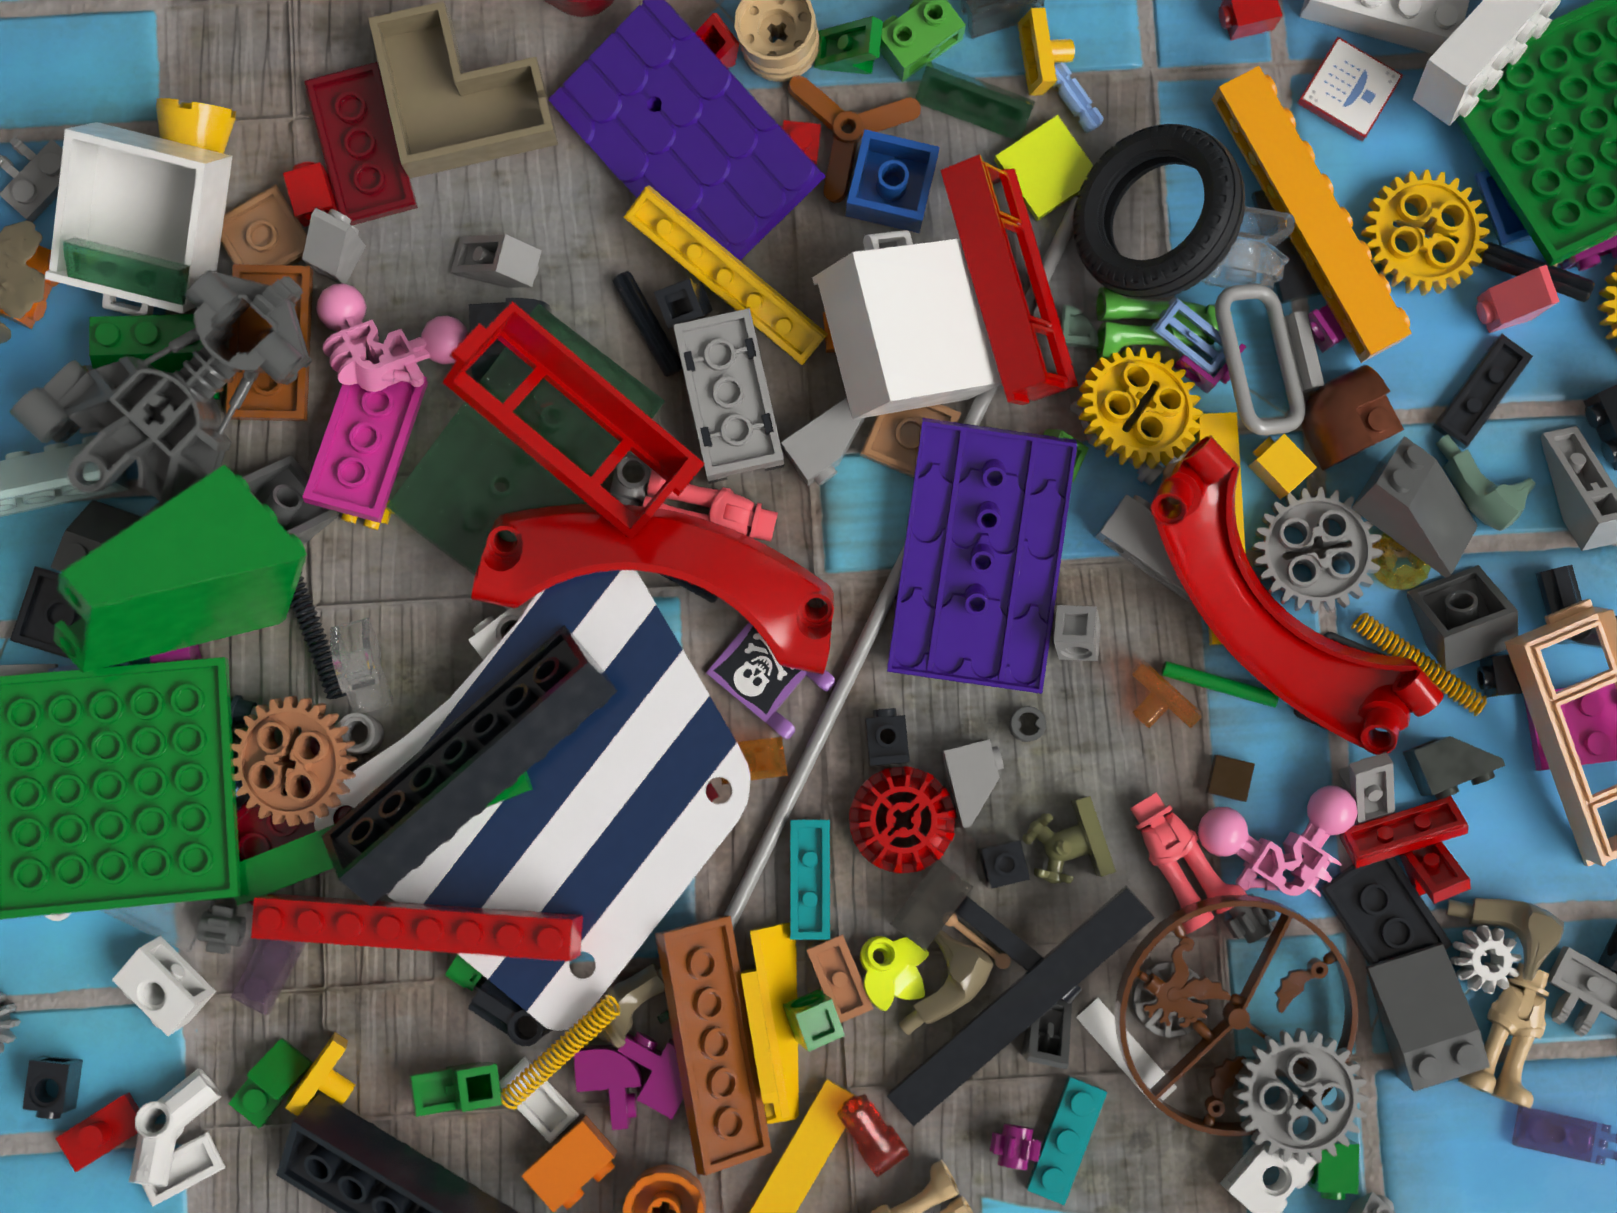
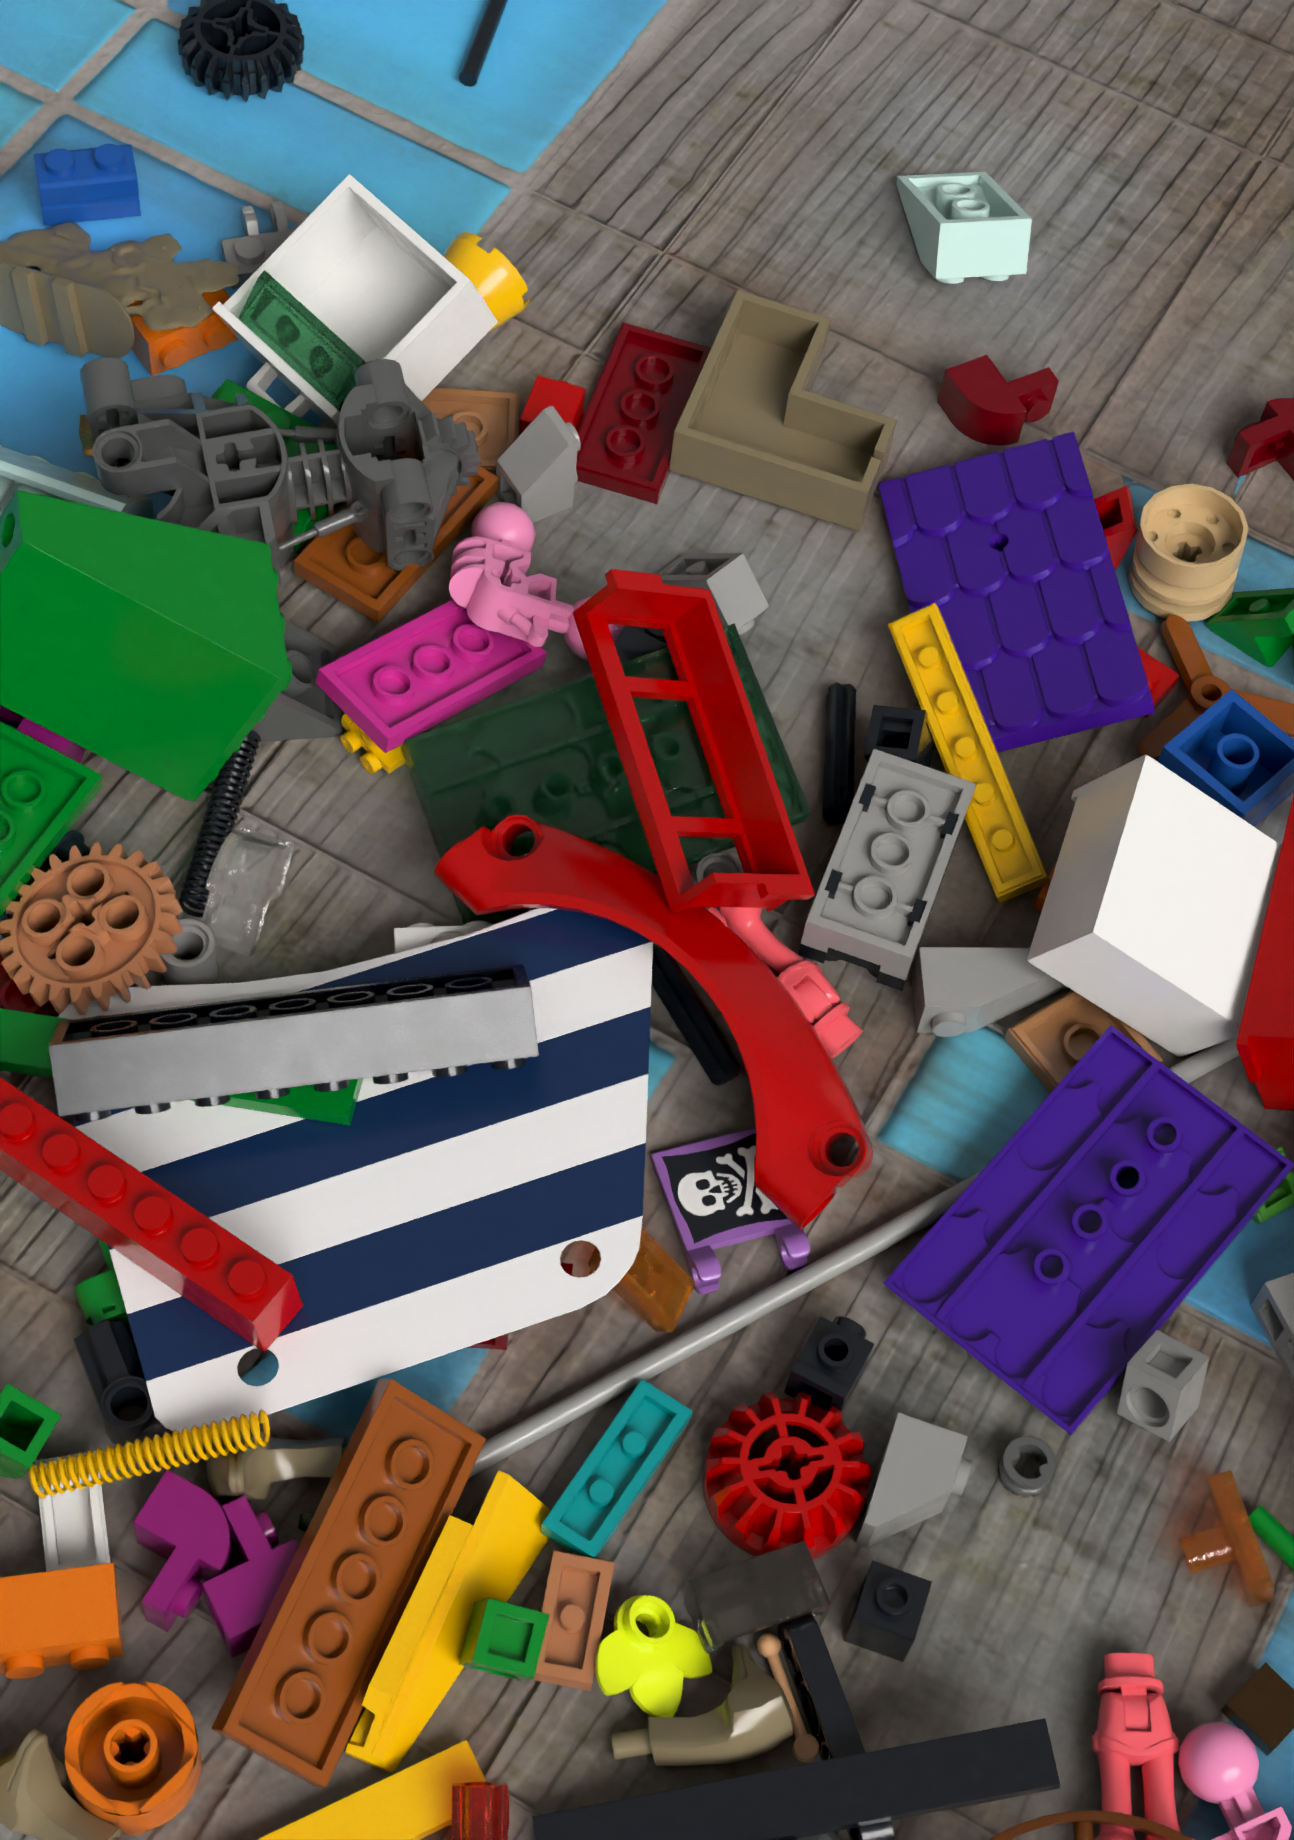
camera: 30 degrees right, 25 degrees down
(1071, 843) = (995, 1646): olive piece -> none

